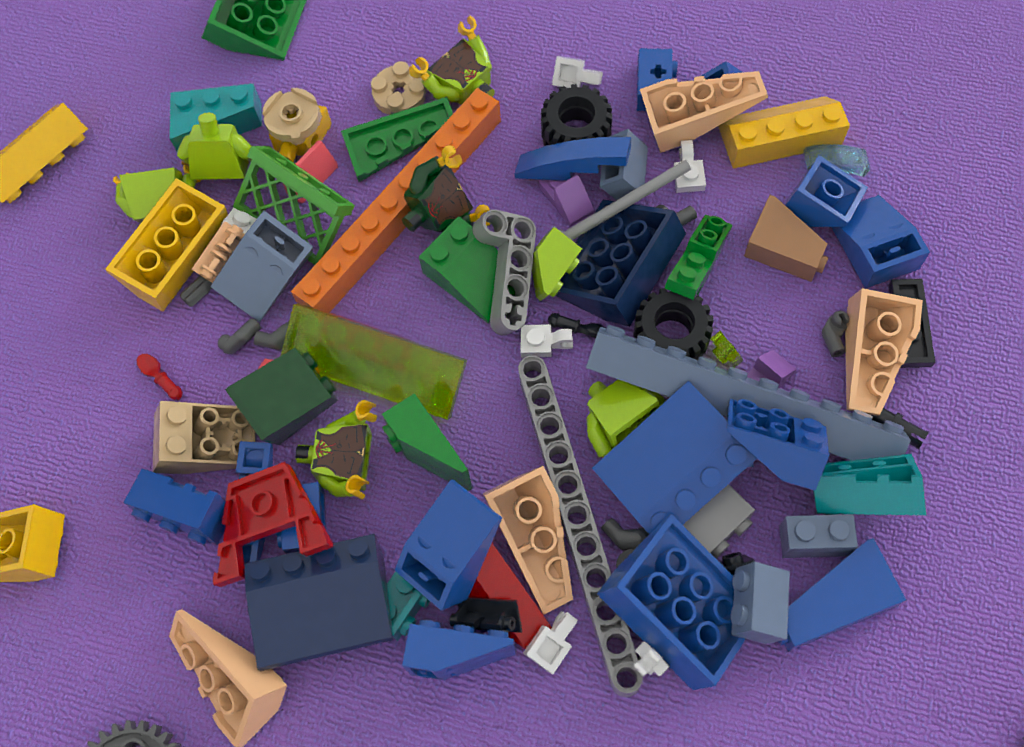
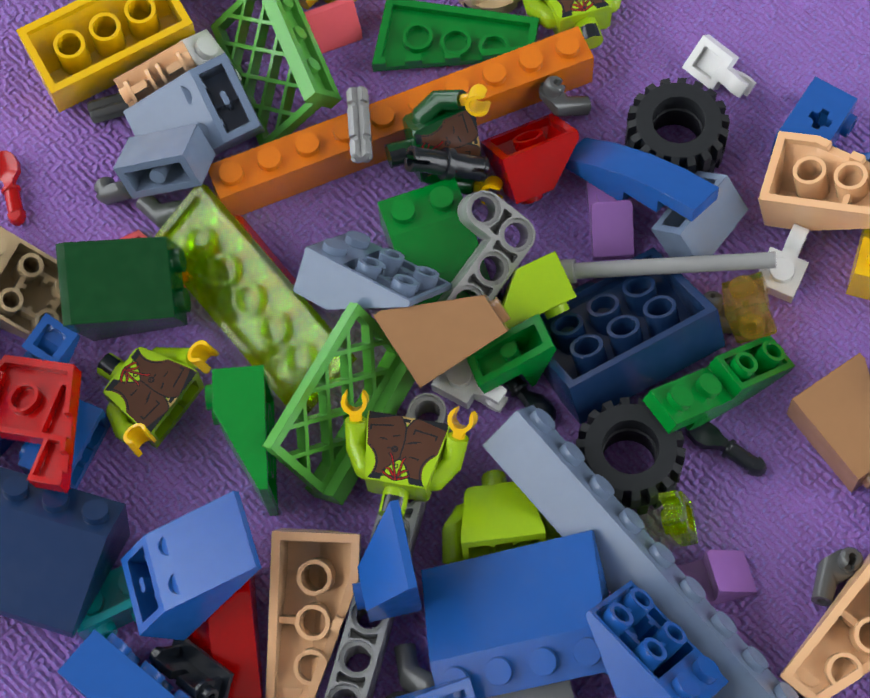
camera: 30 degrees right, 0 degrees up
(261, 301) = (164, 161): none -> sand blue brick
(378, 213) = (359, 124): none -> light grey axle
(433, 308) = (363, 273): none -> sand blue slope
(449, 209) = (446, 163): none -> black pin
(491, 390) = (386, 389): none -> bright green fence
(493, 142) = (559, 103): none -> dark grey arm
(496, 180) = (531, 157): none -> red slope
(516, 313) = (442, 333): none -> medium nougat slope
(538, 401) = (404, 454): none -> torso
(565, 303) = (521, 350): none -> green slope
(580, 475) = (387, 571): none -> blue slope
(686, 203) = (748, 307): none -> clear yellow bracket
(711, 293) = (709, 437): none -> black piece

